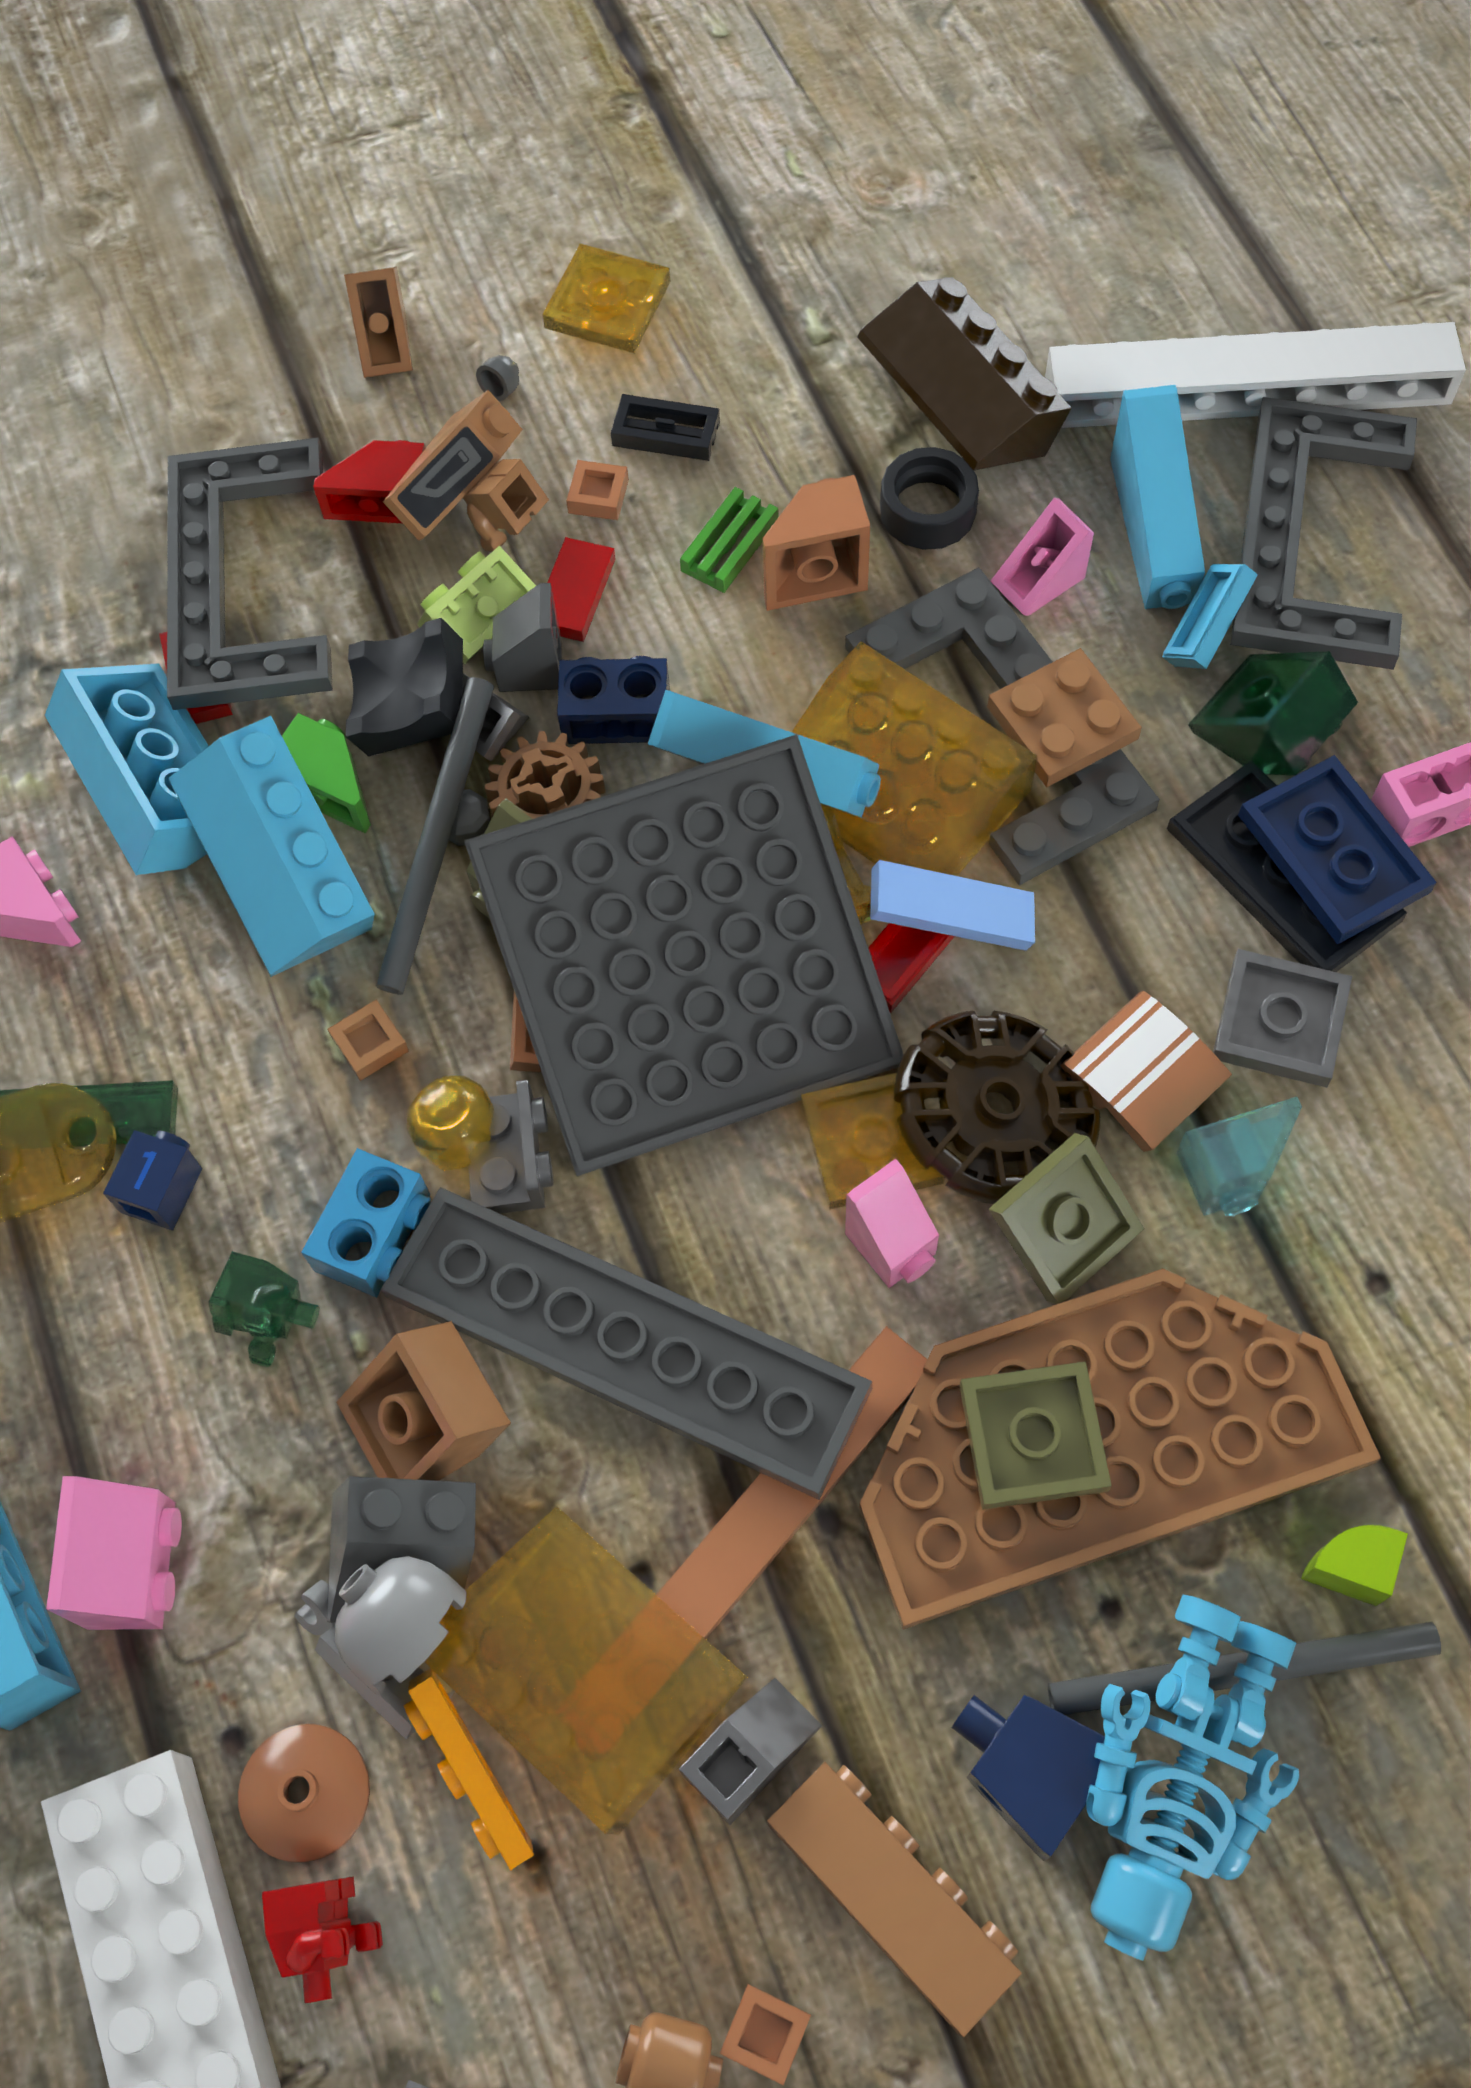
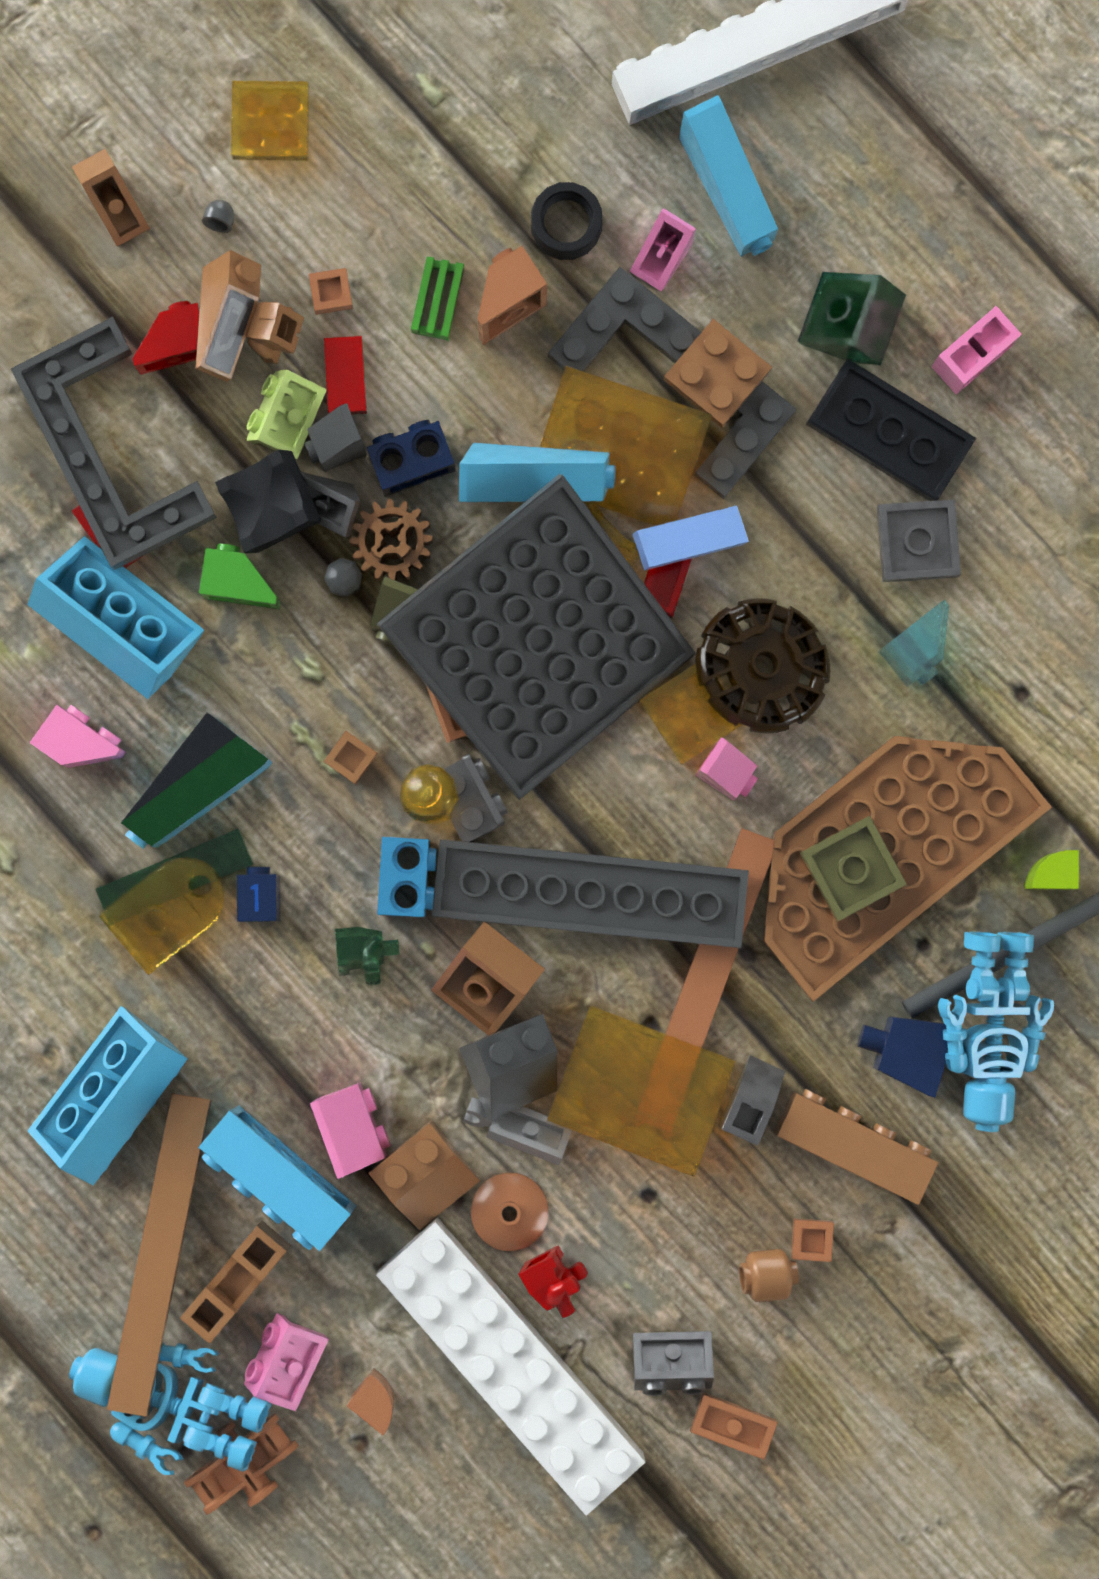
camera: 30 degrees left, 20 degrees up
(140, 1000) = (195, 780): none -> dark green slope
(195, 1674) = (424, 1175): none -> medium nougat slope
(271, 847) = (236, 655): medium azure slope -> none
(393, 1618) = (535, 1109): light grey cylinder -> none
(435, 836) = (335, 601): dark grey piece -> none
(467, 1770) = (602, 1170): light orange plate -> none
(663, 434) = (358, 232): black tile -> none
(966, 375) = (558, 113): dark brown slope -> none
(1066, 1218) = (829, 726): olive plate -> none
(1147, 1070) = (845, 605): nougat slope -> none
(1209, 615) = (790, 260): medium azure tile -> none
(1270, 546) = (825, 243): dark grey plate -> none
(1336, 849) = (921, 412): dark blue plate -> none

